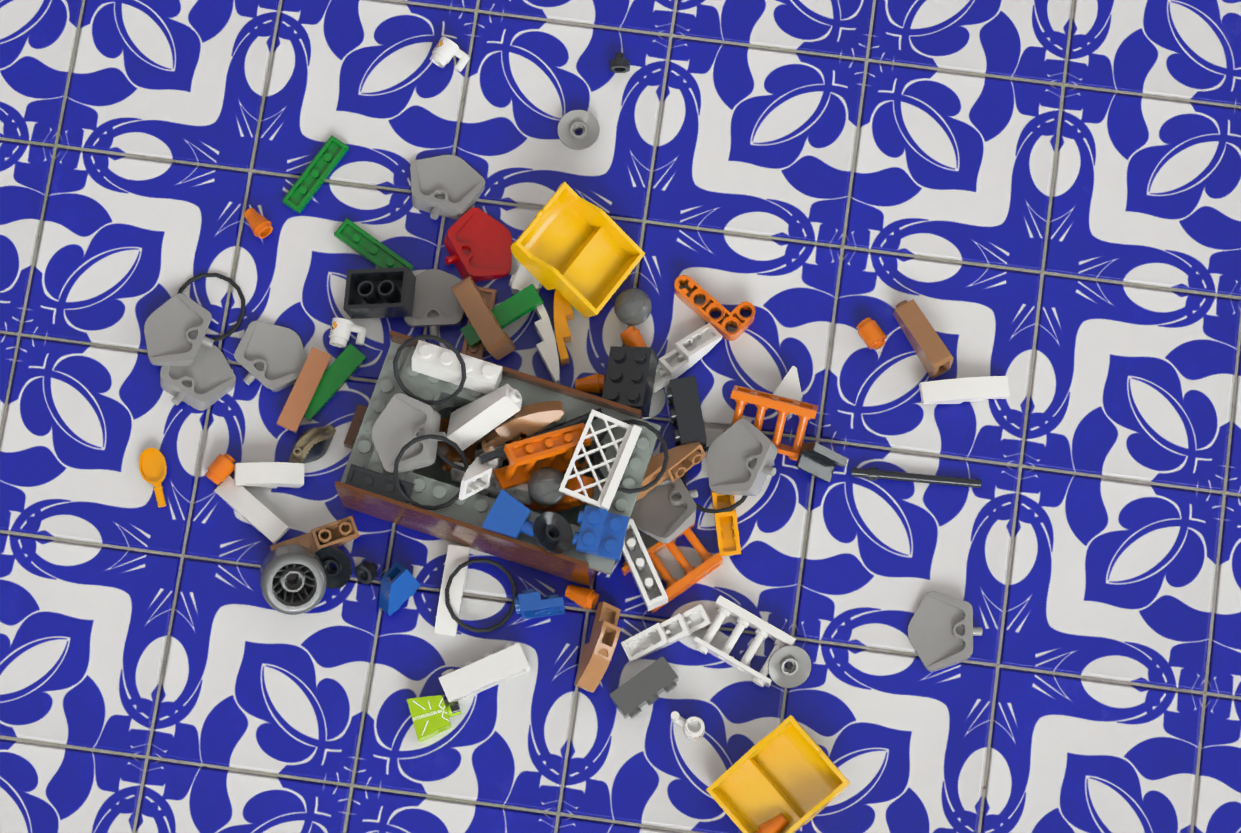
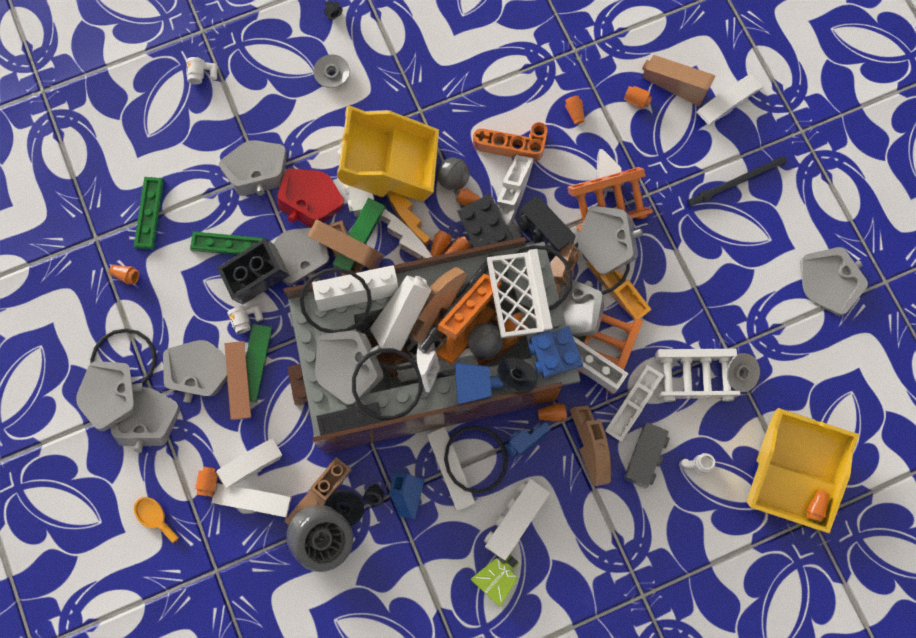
camera: 35 degrees left, 0 degrees up
(312, 444) = (269, 419): dark tan hat -> none
(578, 368) = (440, 243): none -> orange cone
(799, 310) = (575, 108): none -> orange cone
(819, 460) = (662, 206): panel -> none

